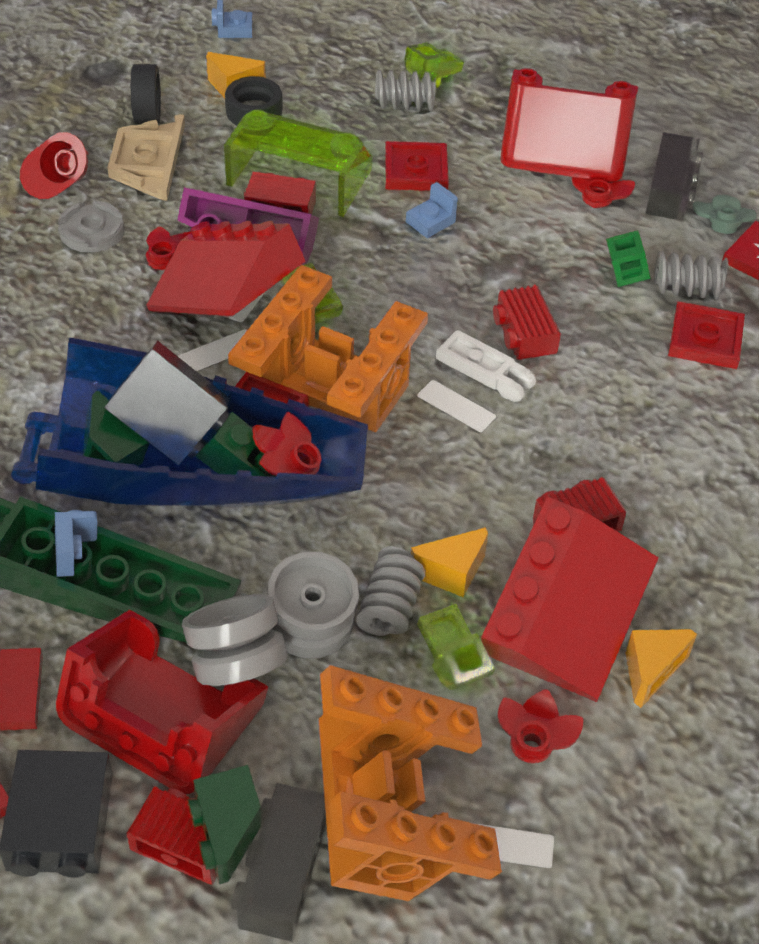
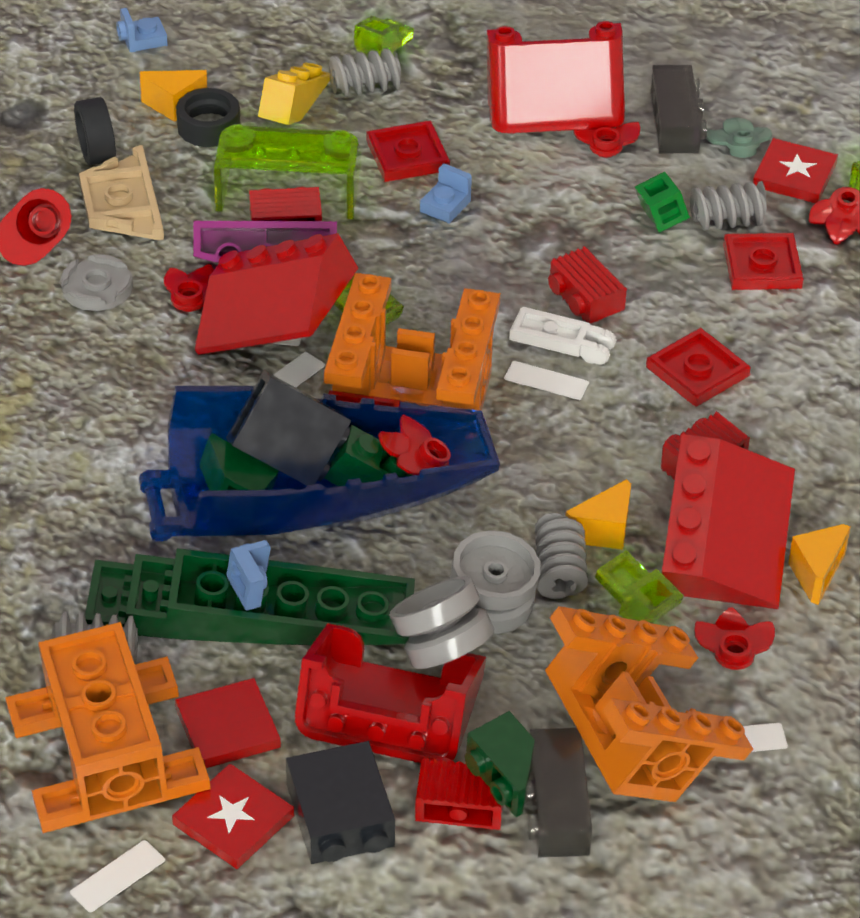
camera: 15 degrees left, 5 degrees down
(332, 97) = (292, 93): none -> yellow slope
(606, 425) = (698, 367): none -> red tile

